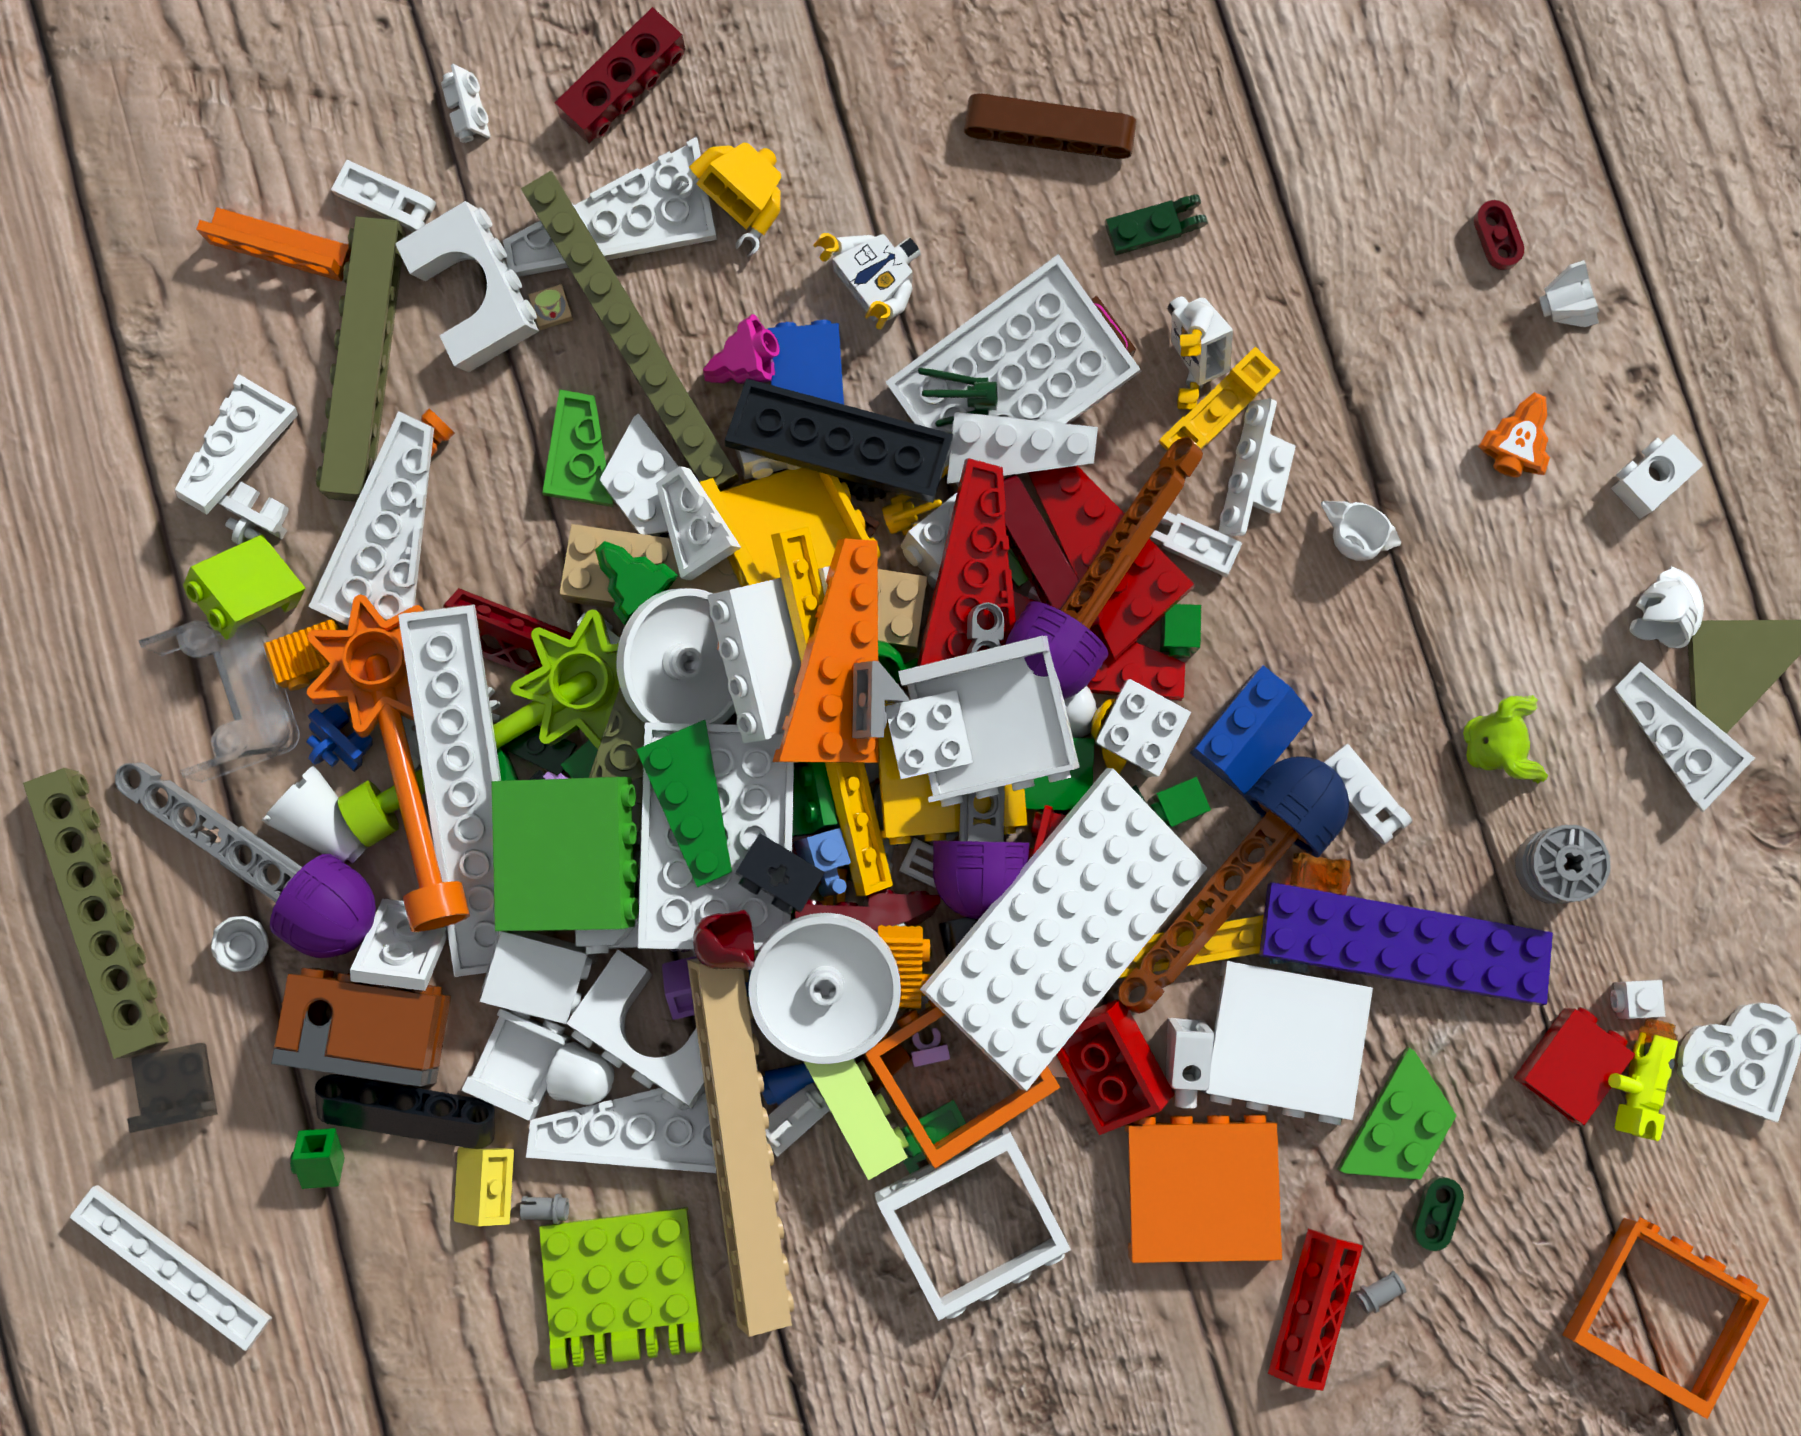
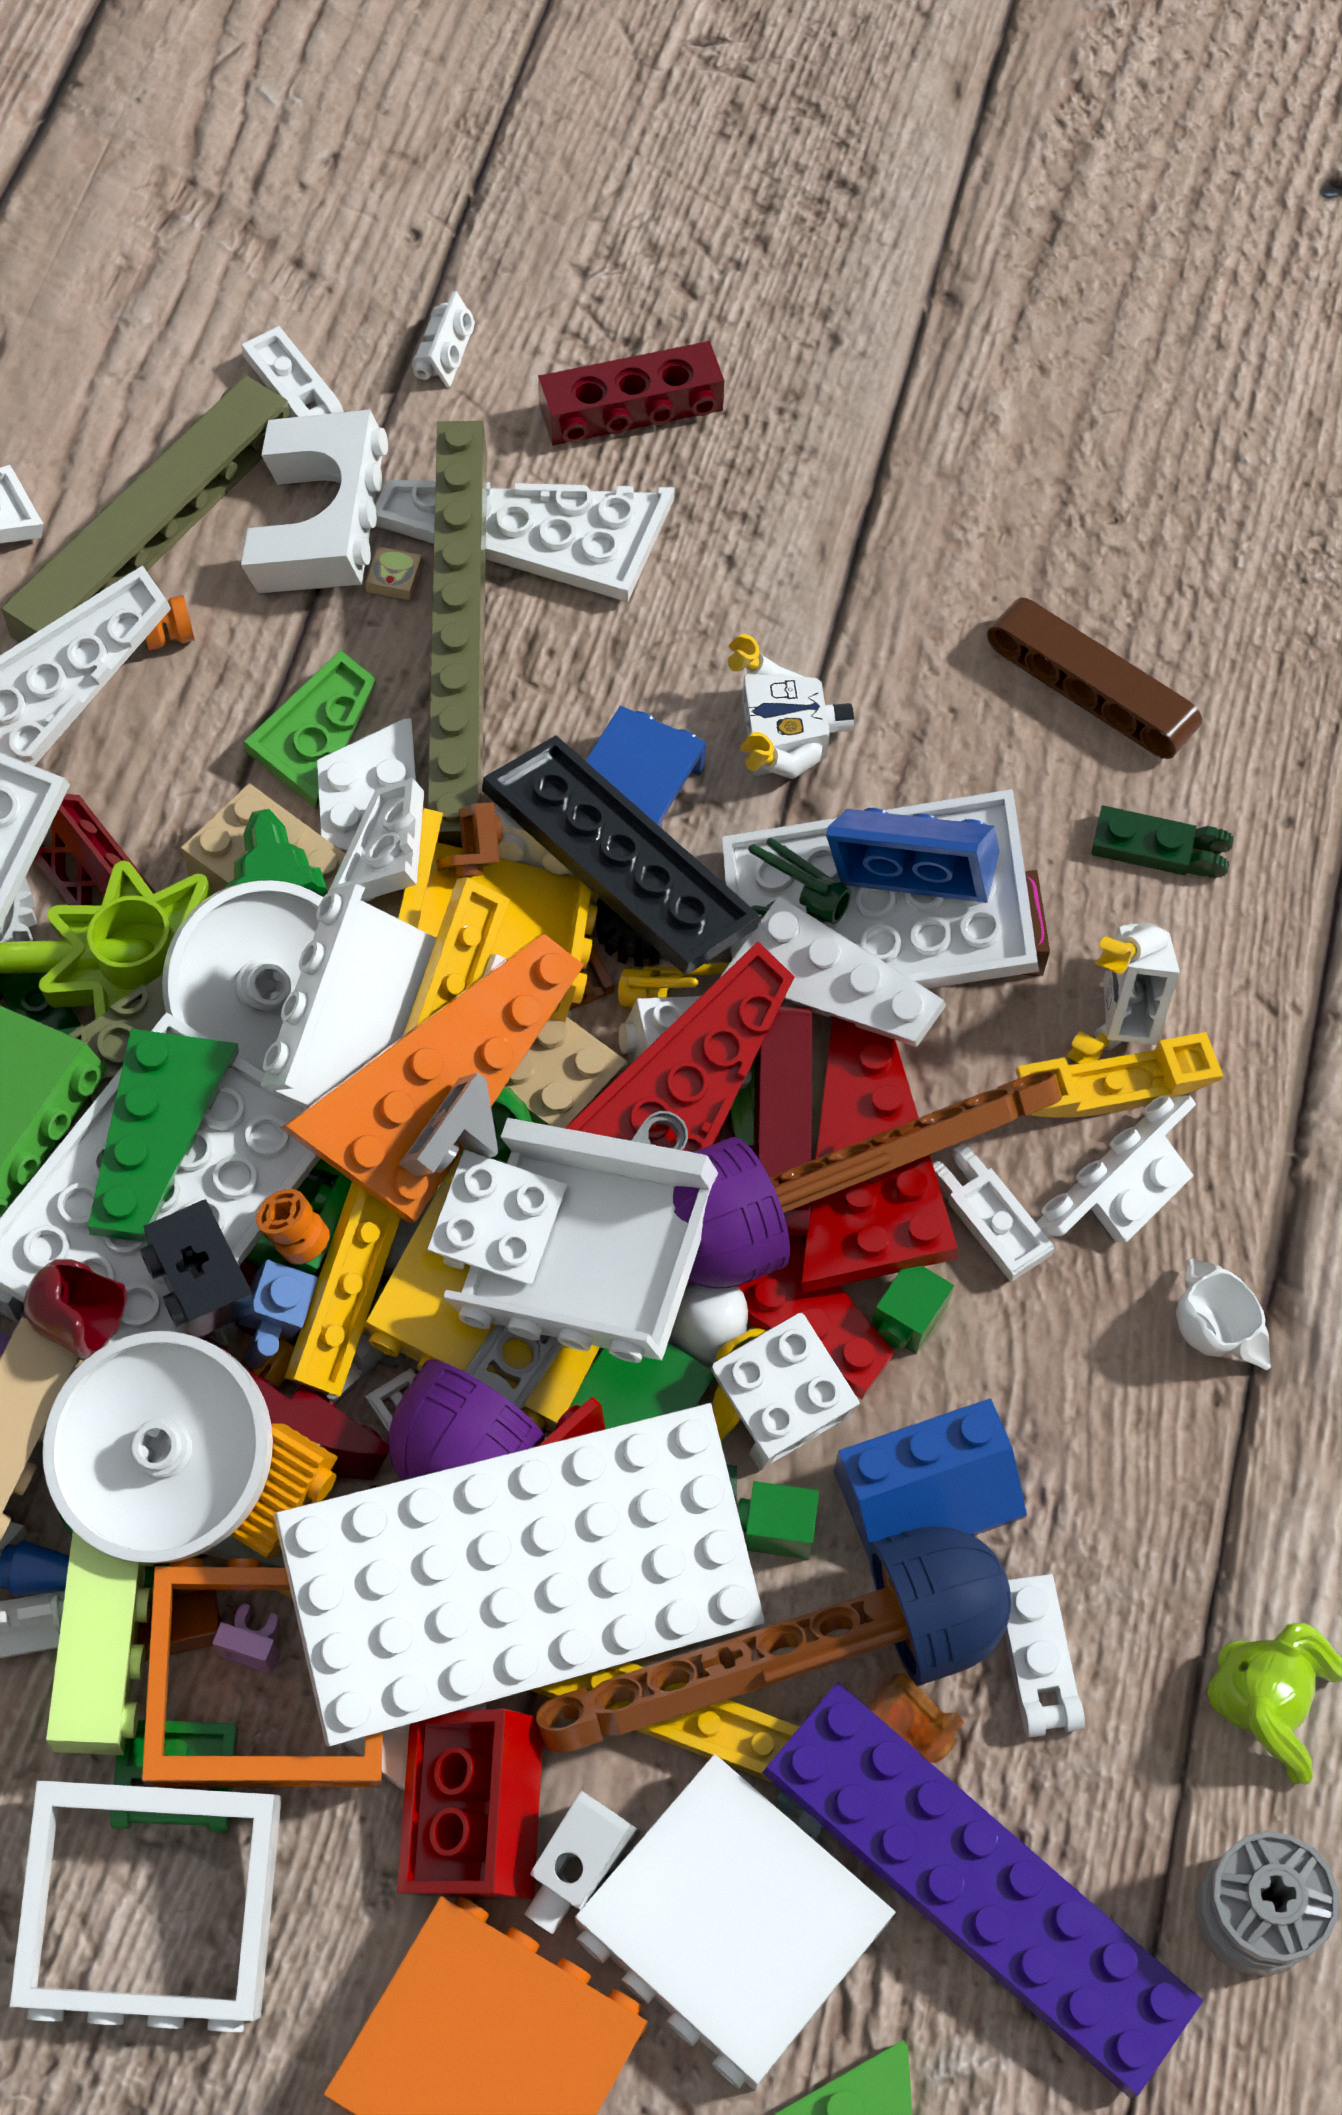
camera: 30 degrees right, 20 degrees down
(276, 243) = (141, 364): orange fence -> none
(740, 183) = (689, 553): yellow torso -> none
(745, 355) = (575, 715): dark pink rock -> none
(746, 481) = (480, 839): none -> dark orange bracket
(820, 811) = (292, 1226): none -> orange wheel
(1025, 335) = (914, 854): none -> blue slope

